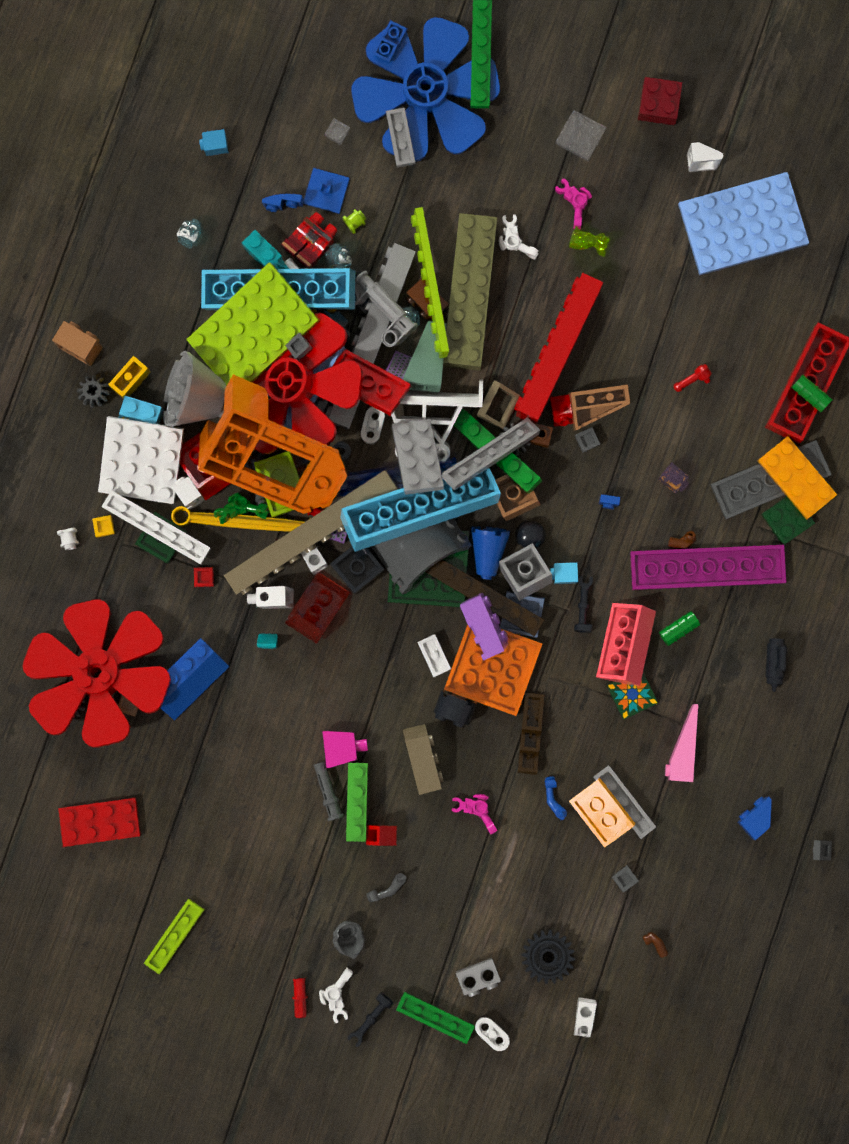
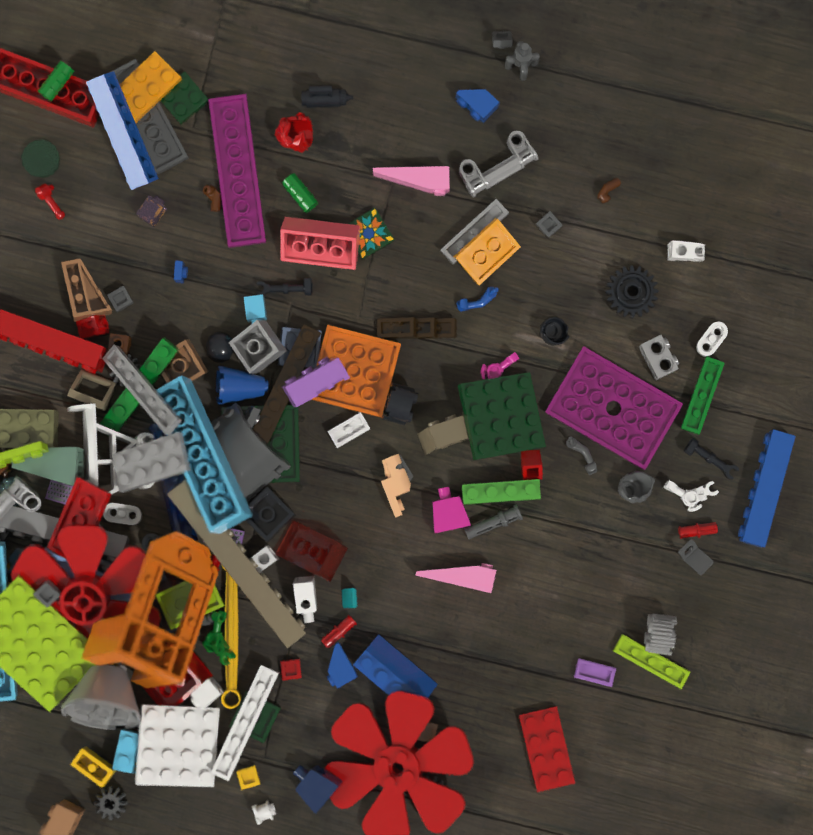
camera: 95 degrees left, 0 degrees up
(87, 591) = (316, 786): none -> dark blue torso
(169, 878) = (594, 672): none -> medium lavender tile
(199, 626) = (340, 668): none -> blue slope
(199, 947) = (660, 634): none -> light grey brick
(235, 627) = (338, 631): none -> red axle
(272, 992) = (695, 557): none -> dark grey bracket
(275, 763) = (471, 577): none -> bright pink slope
(334, 1072) = (766, 488): none -> blue brick
(377, 699) = (397, 482): none -> light nougat plate
(425, 956) = (643, 415): none -> magenta plate
(433, 810) = (501, 416): none -> dark green plate
(456, 560) = (252, 415): none -> dark grey plate
(514, 872) = (554, 331): none -> black hair
(685, 836) = (501, 170): none -> light grey piece
(737, 372) = (40, 158): none -> clear green tile
(741, 629) = (295, 132): none -> red helmet
(756, 455) = (122, 130): none -> brick
(798, 868) = (522, 58): none -> dark grey plant

